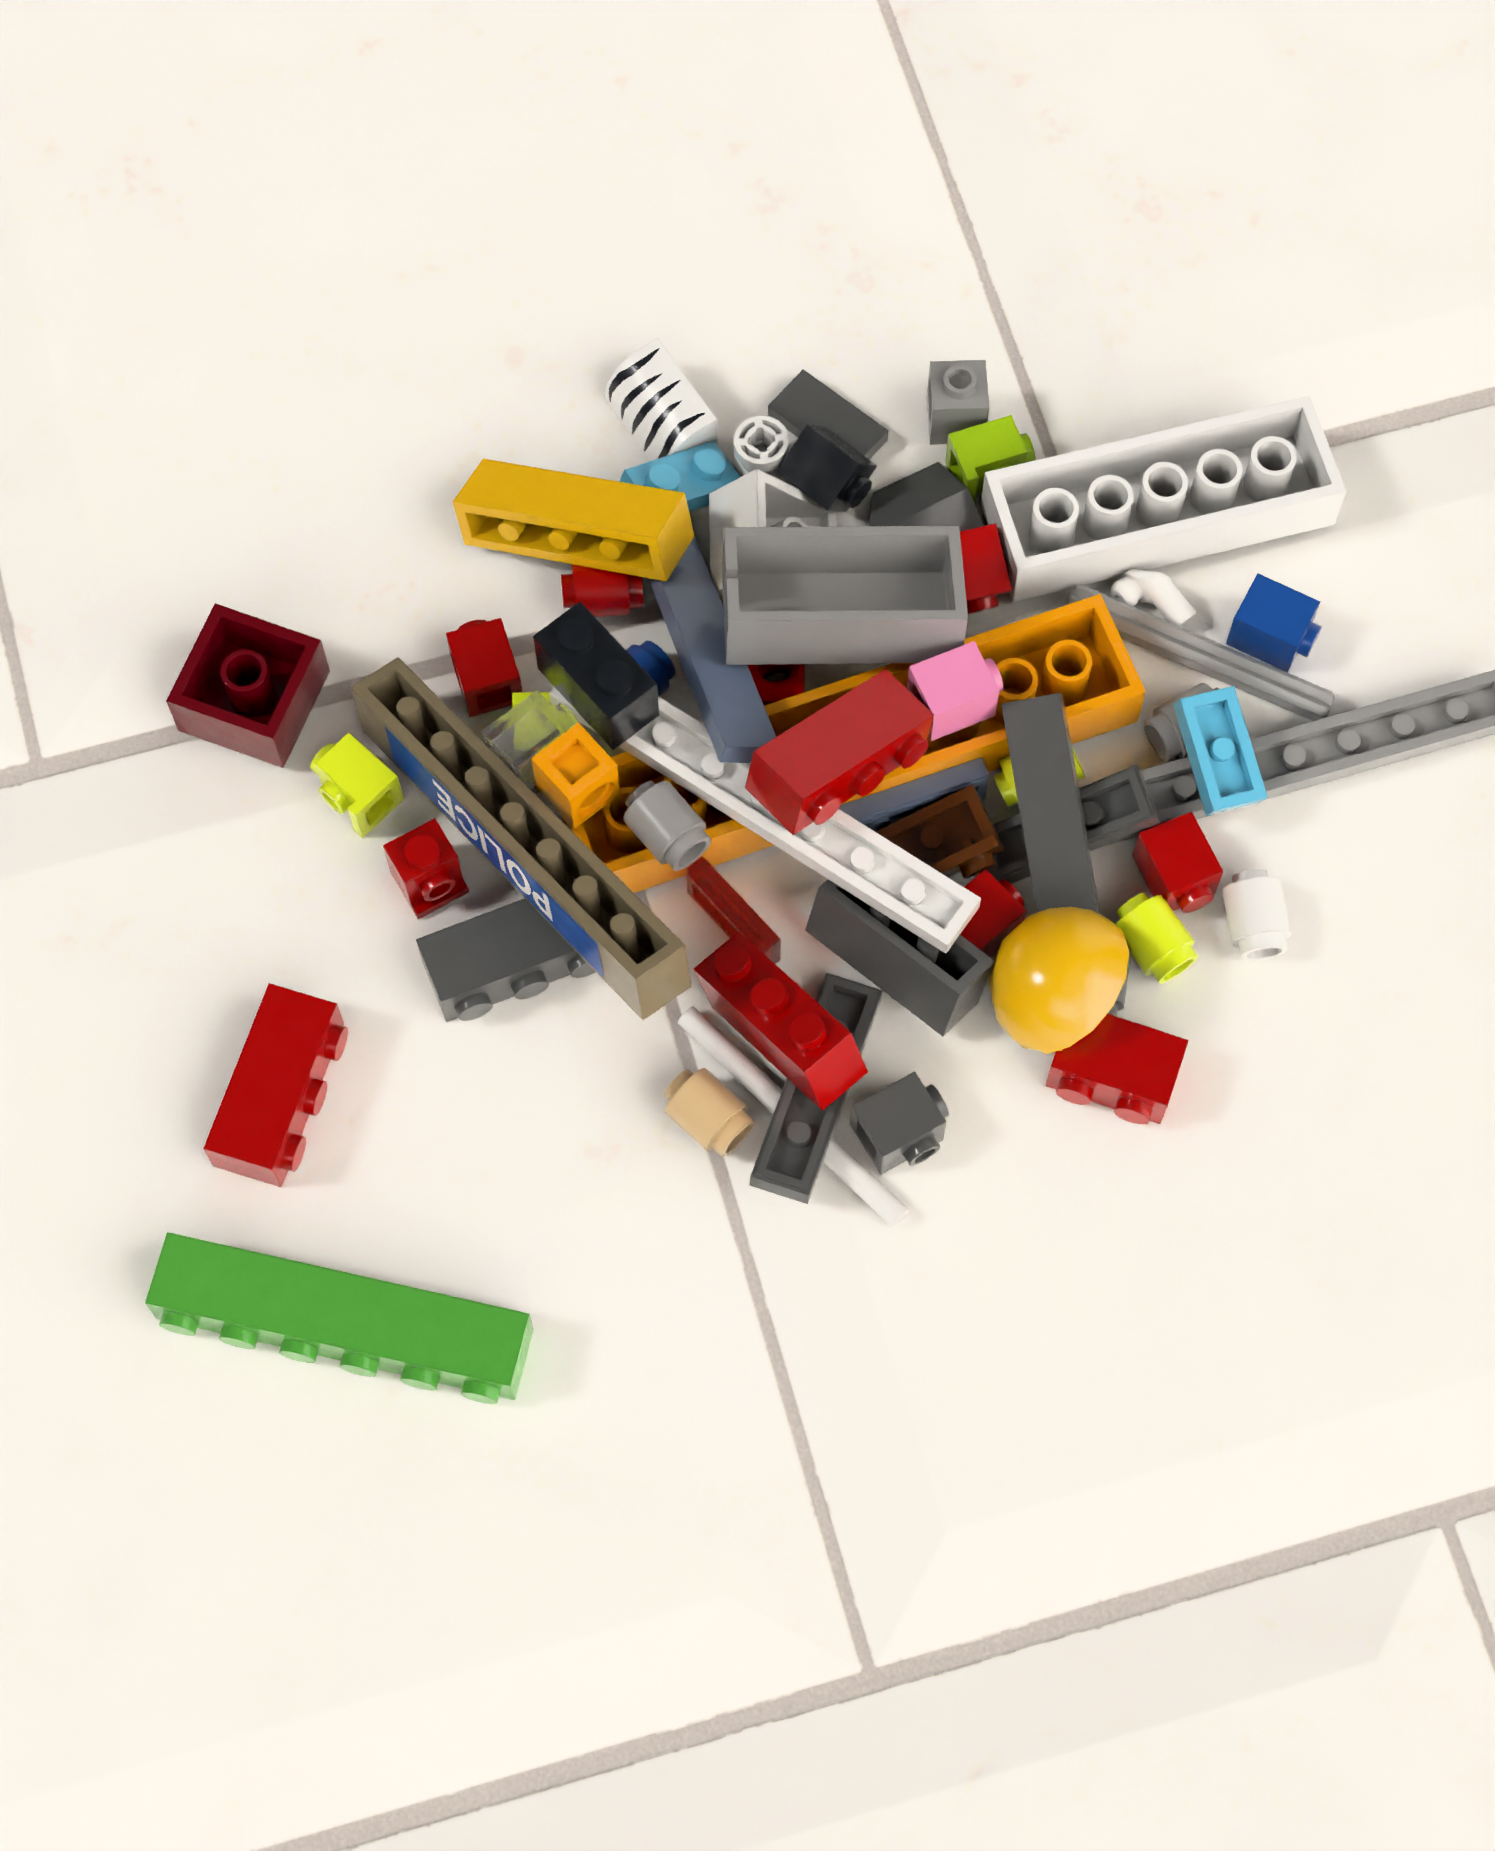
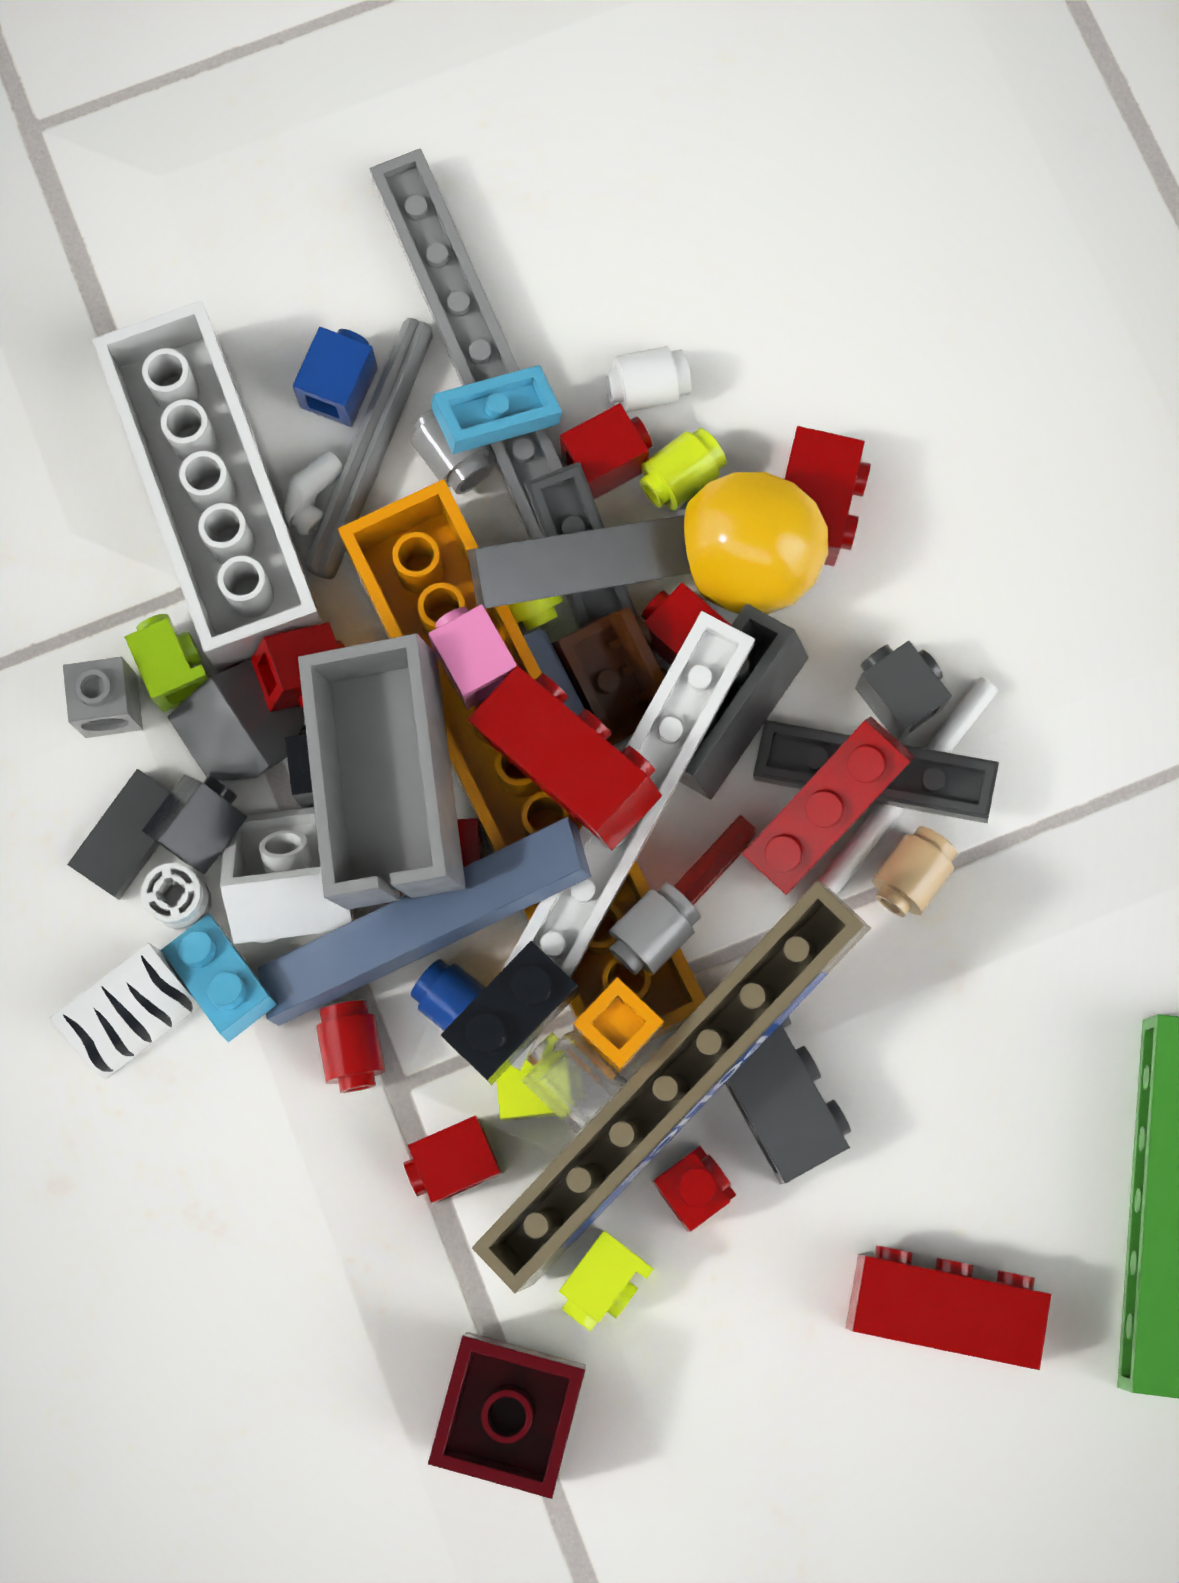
camera: 95 degrees left, 10 degrees up
(574, 519) = (284, 1080): yellow brick -> none

